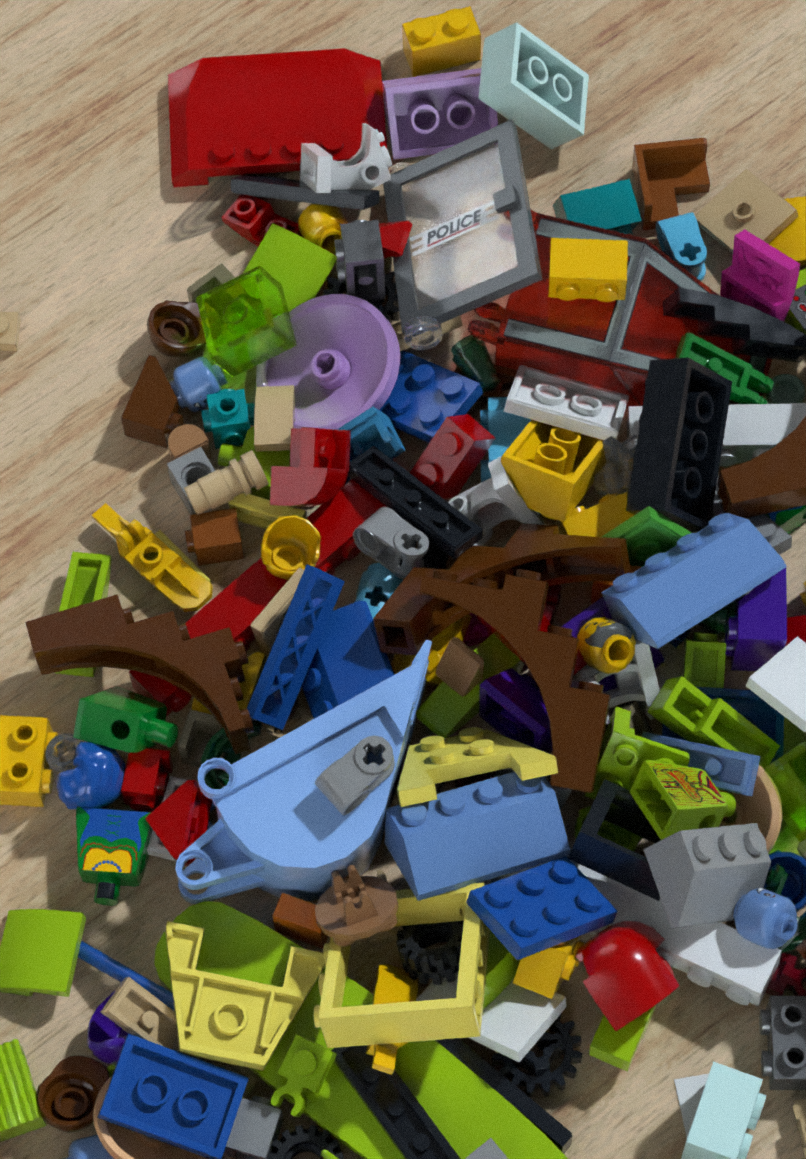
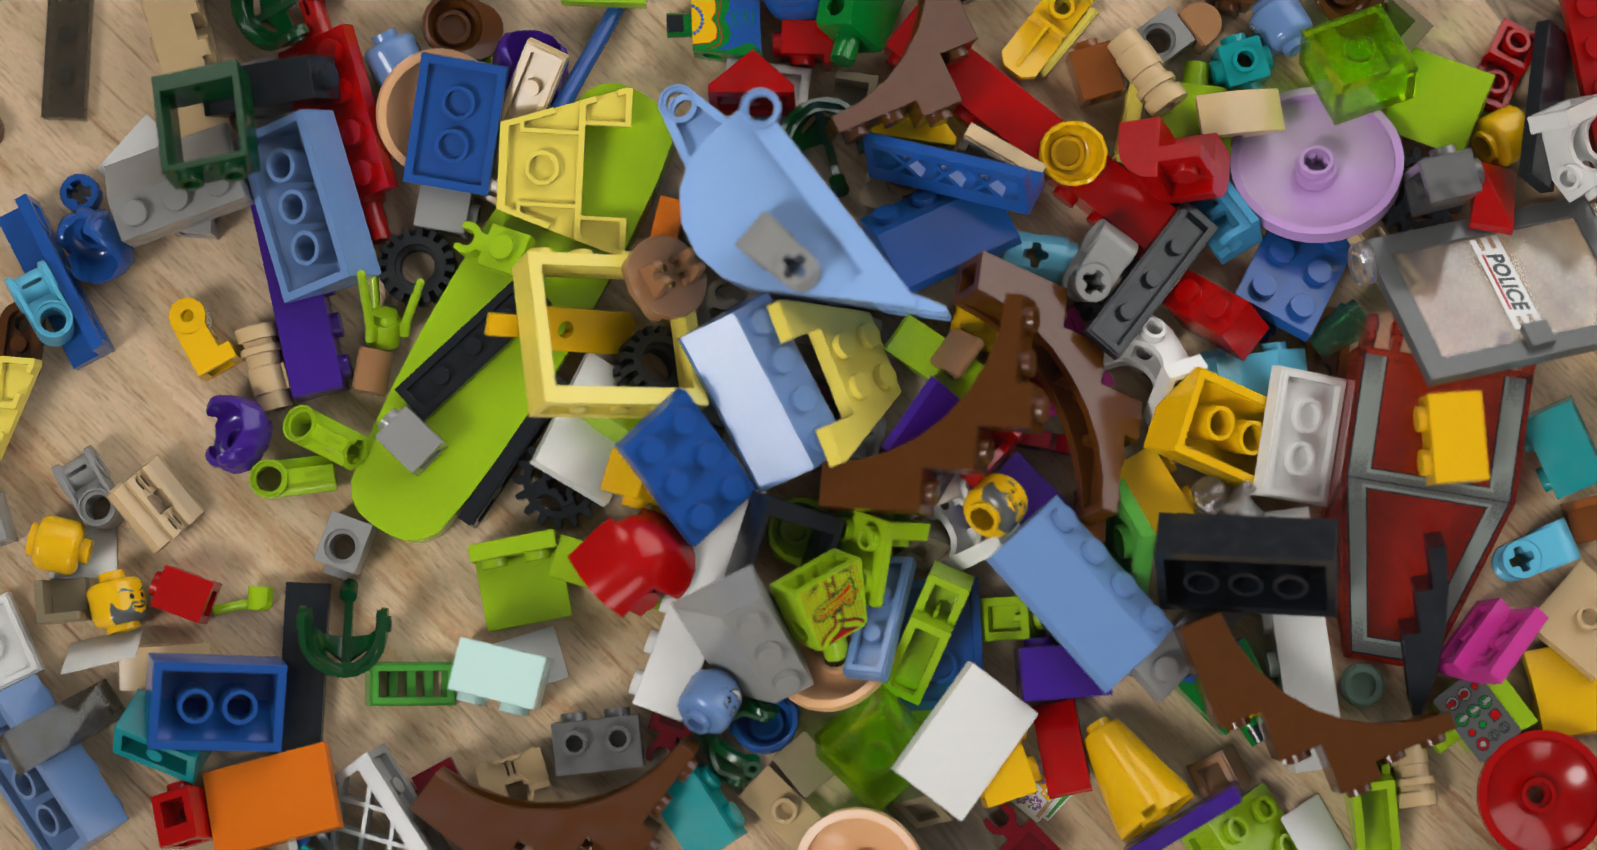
camera: 80 degrees right, 20 degrees up
(629, 1104) = (517, 582): none -> lime bracket
(729, 367) = (1364, 604): green hinge -> none

